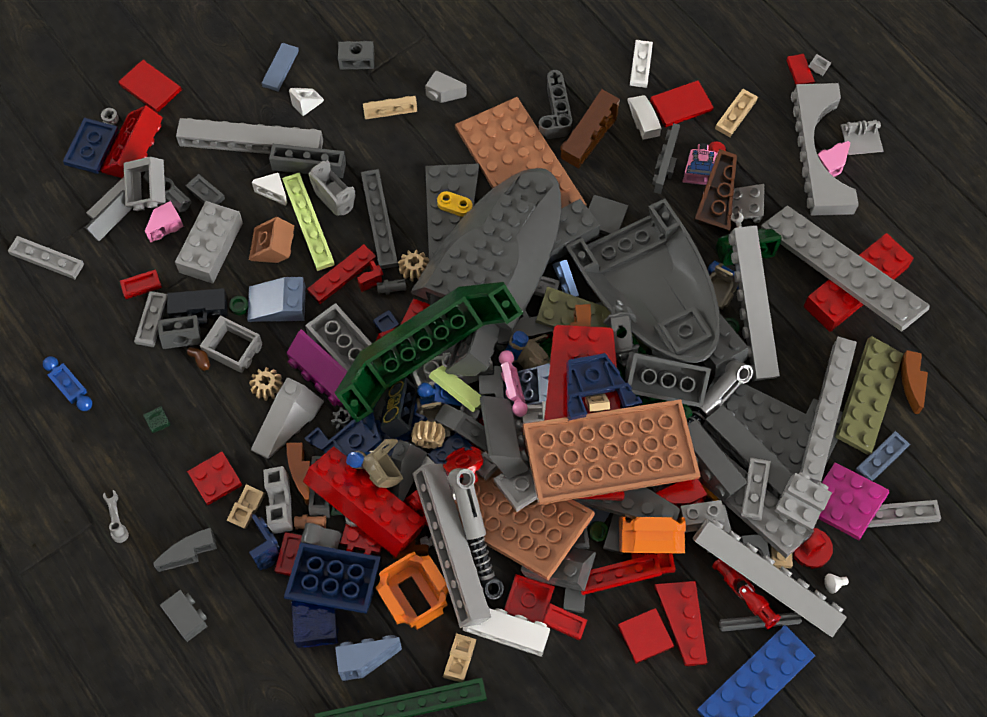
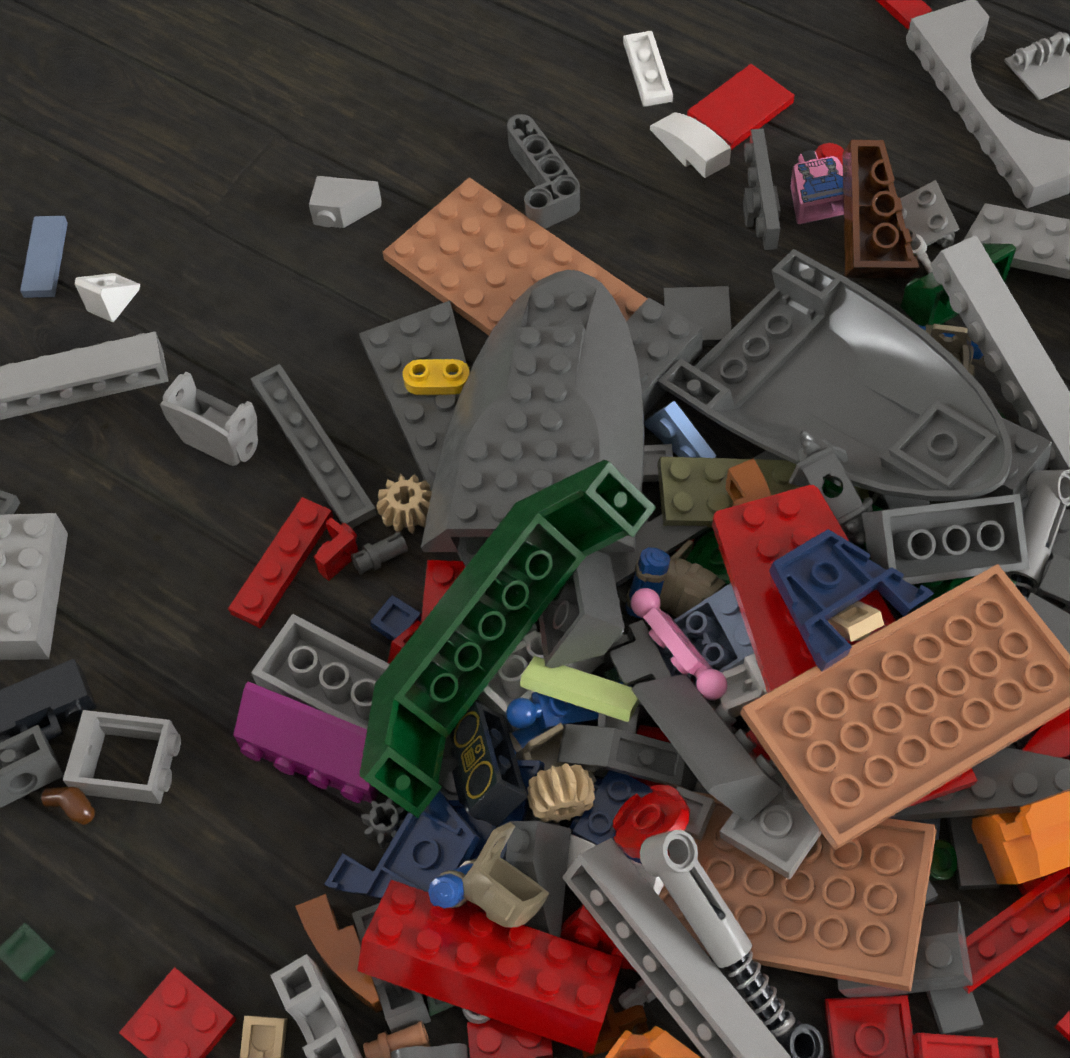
camera: 15 degrees left, 5 degrees down
(238, 305) = (111, 681): dark green tile -> none
(262, 390) = (208, 820): tan gear -> none
(270, 187) = (98, 456): white slope -> none
(272, 241) = (133, 547): nougat slope -> none
(277, 300) = (180, 648): sand blue slope -> none
(288, 414) = (278, 845): light grey wedge -> none
(303, 159) = (140, 388): dark grey brick -> none
(308, 221) = (188, 493): yellowish green plate -> none
(356, 55) = (170, 196): dark grey brick -> none
(390, 107) = (260, 259): tan plate -> none
(590, 129) = (614, 186): reddish brown wedge -> none
(736, 112) = (834, 92): tan plate -> none
(835, 158) = (1026, 105): bright pink slope -> none

